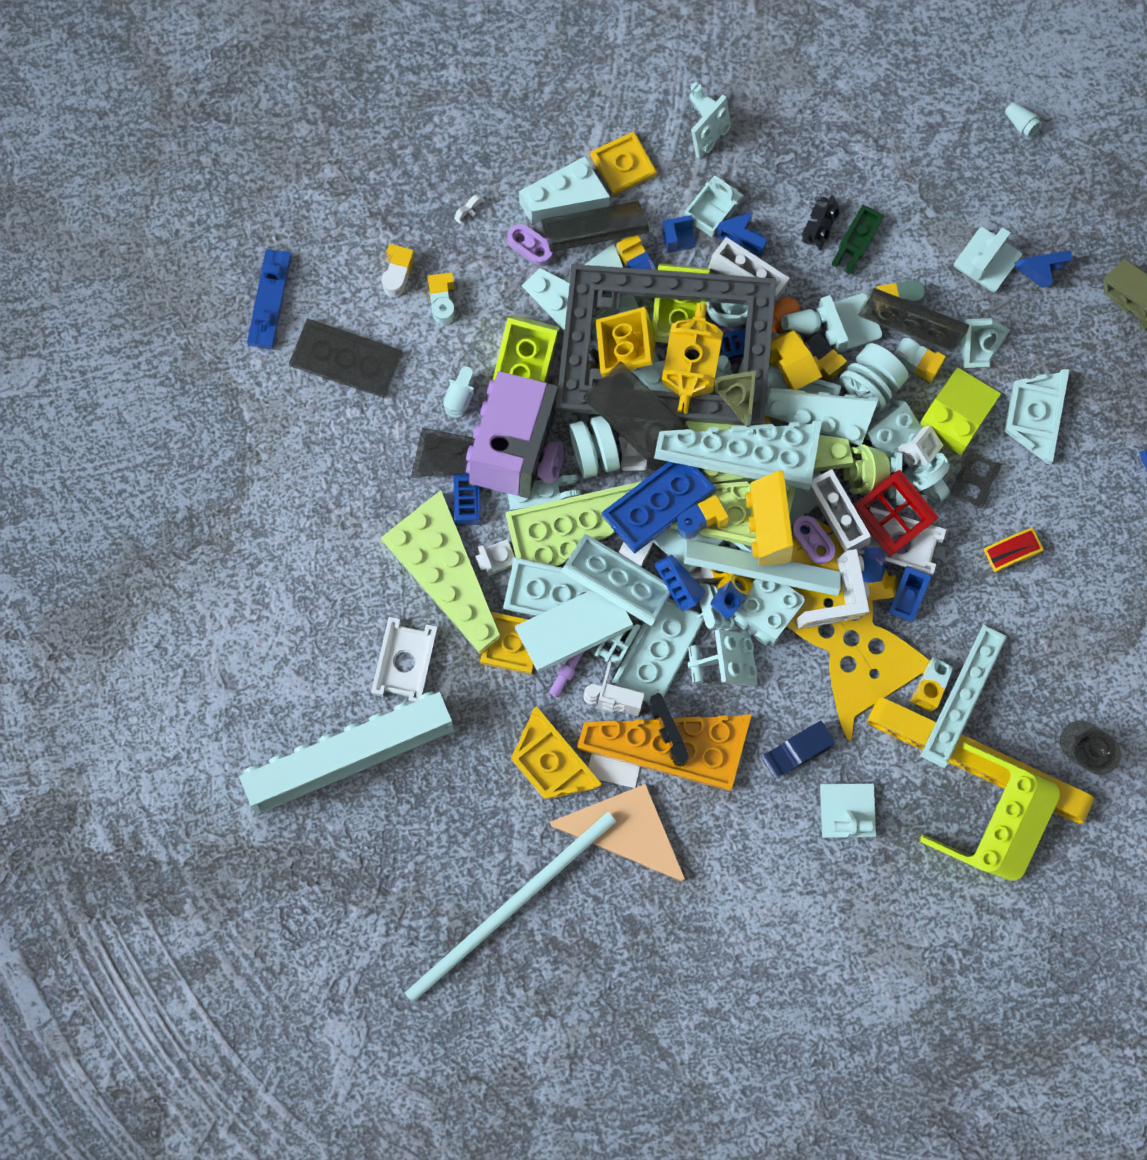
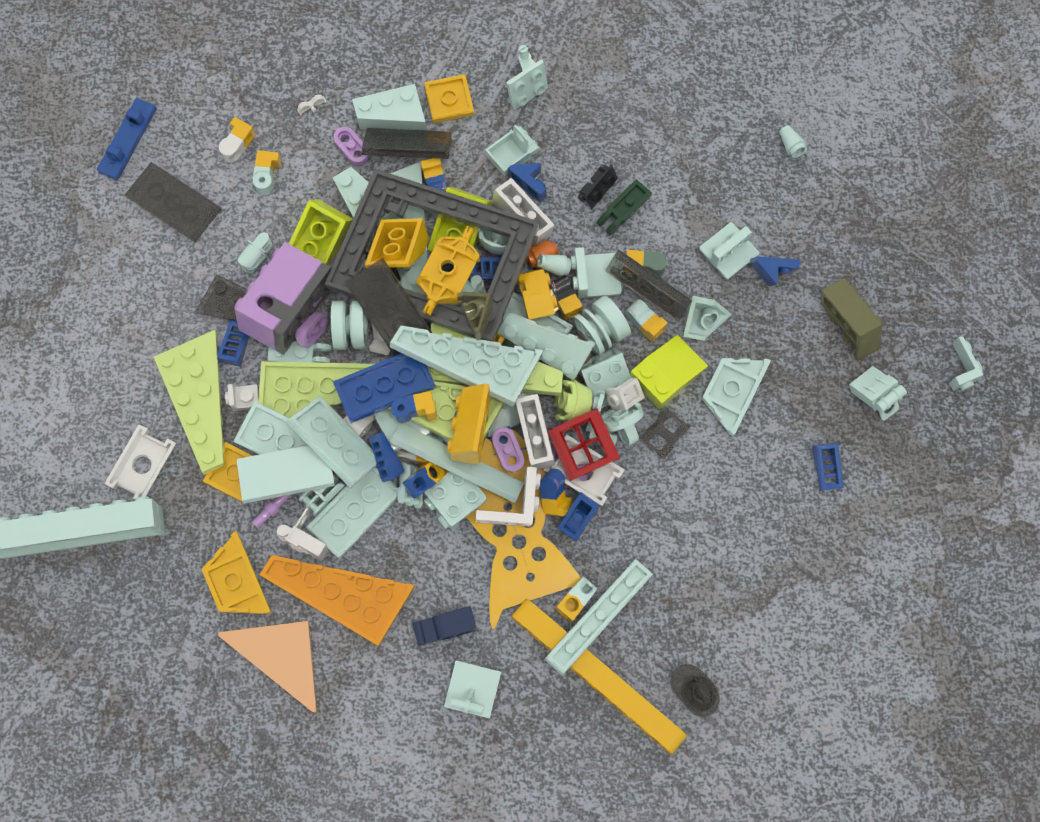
camera: 15 degrees right, 0 degrees up
(510, 907) = (161, 697): light aqua piece -> none
(613, 771) = (286, 602): white sticker -> none
(669, 731) = (338, 581): black hinge -> none
(678, 234) = (476, 167): blue panel -> none
(734, 658) = (413, 533): light aqua plate -> none
(1013, 549) = (680, 501): slope -> none
(1014, 825) = (609, 740): neon yellow windscreen -> none

